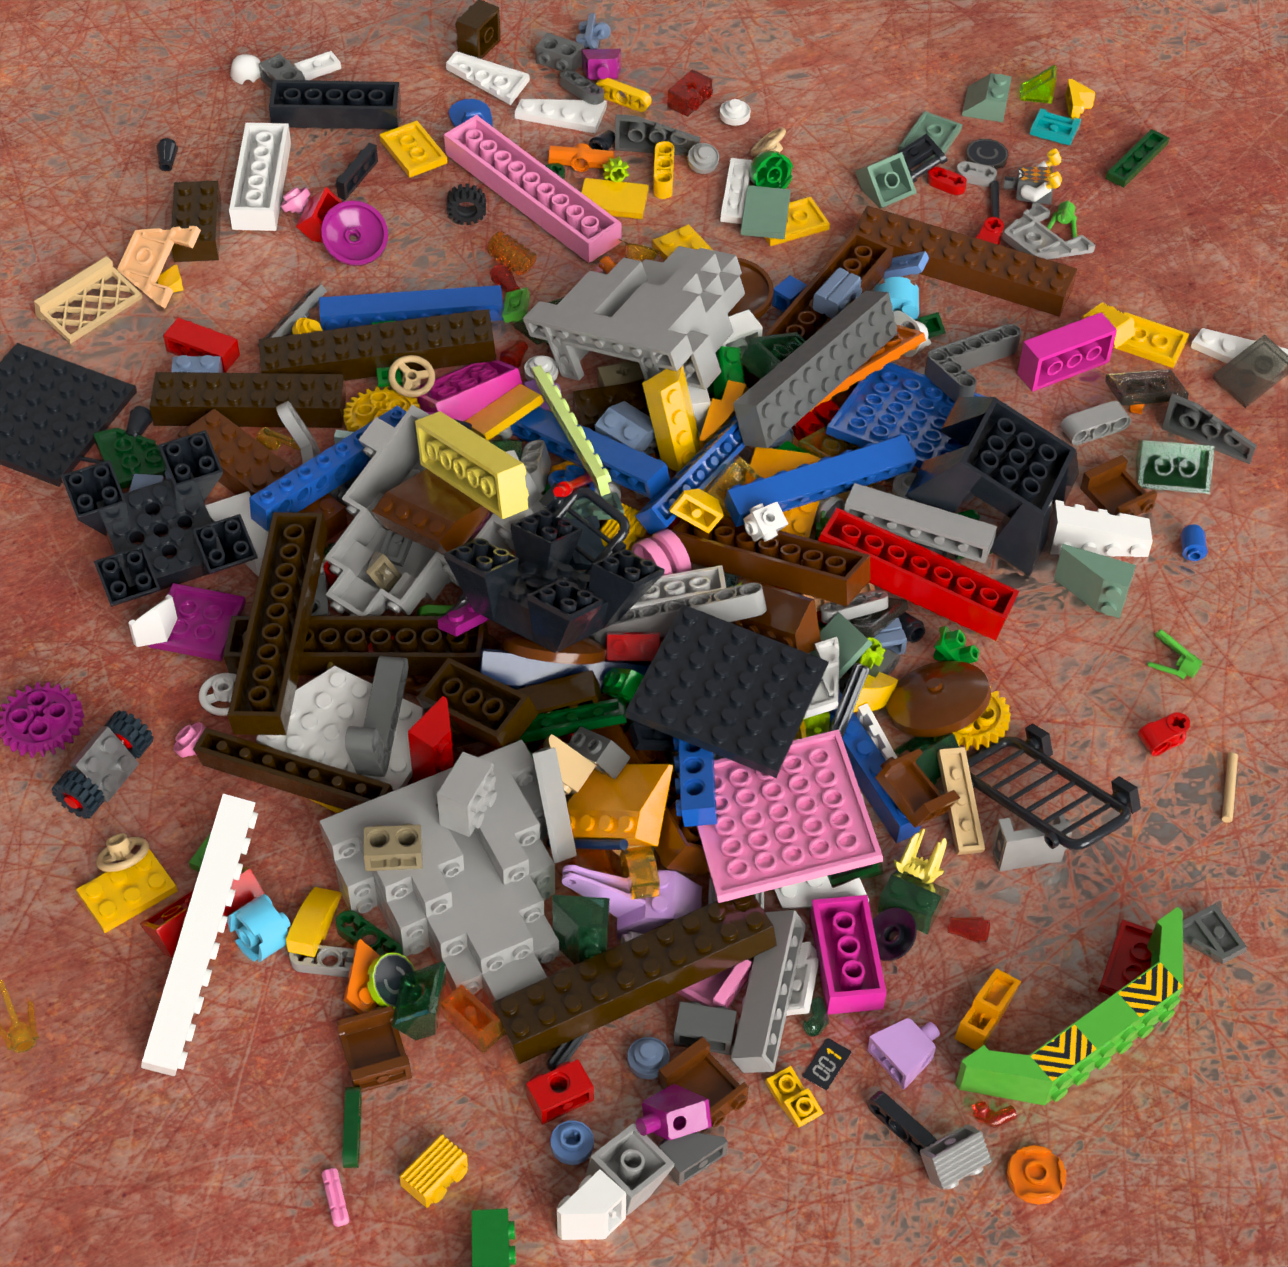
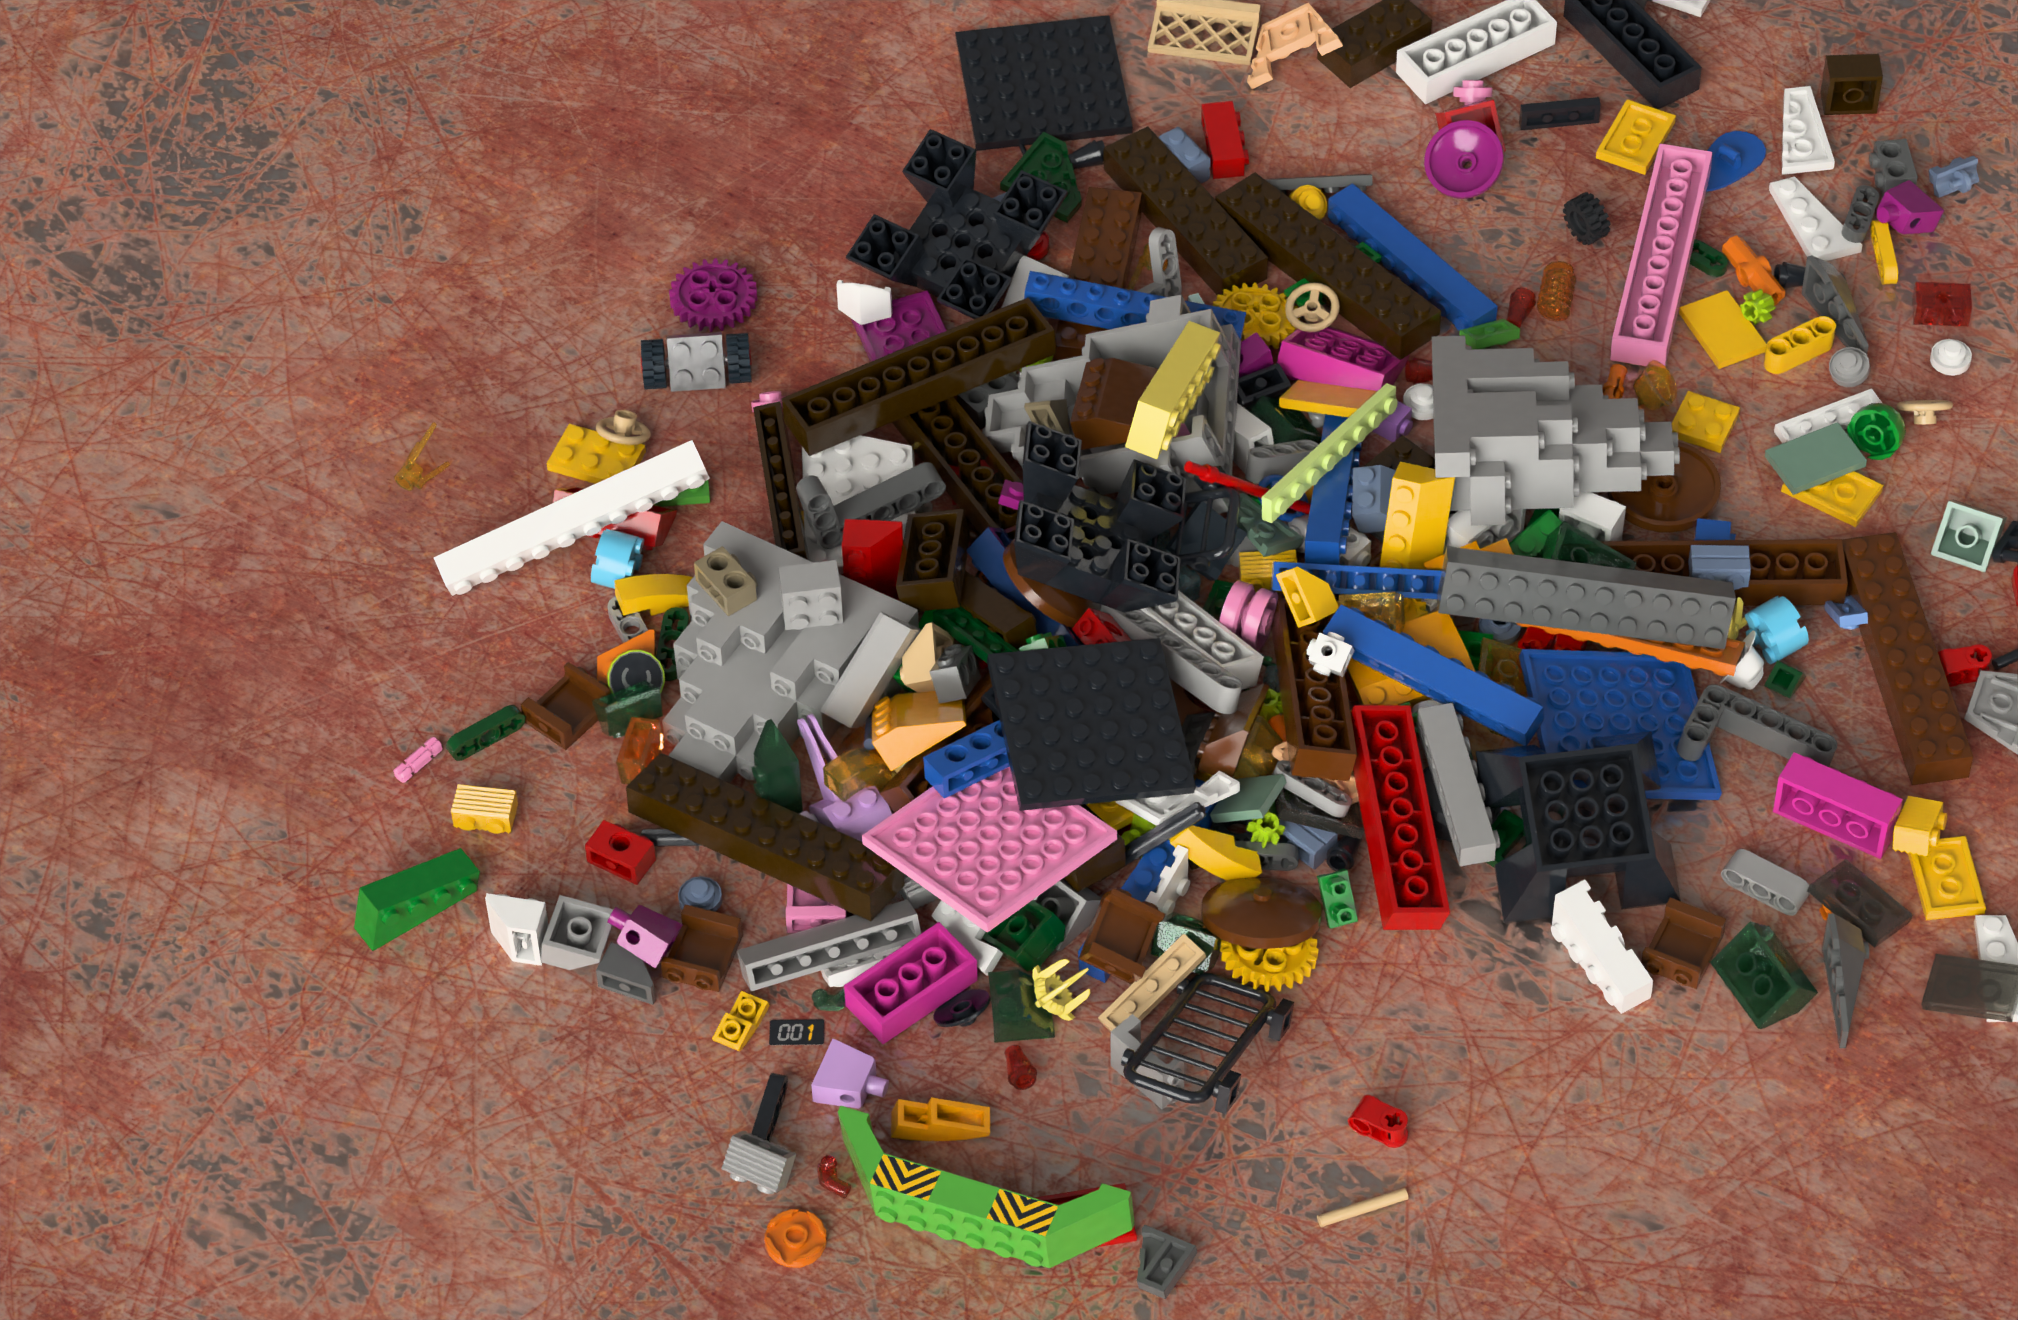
camera: 60 degrees right, 0 degrees up
(171, 278) = (1287, 70): yellow slope -> none
(572, 1142) = (578, 883): medium blue plate -> none
(700, 1021) = (759, 915): dark grey brick -> none
(1095, 579) = (1529, 979): sand green slope -> none
(1187, 663) = (1491, 1104): bright green plant -> none
(1193, 543) = (1664, 1039): blue brick -> none

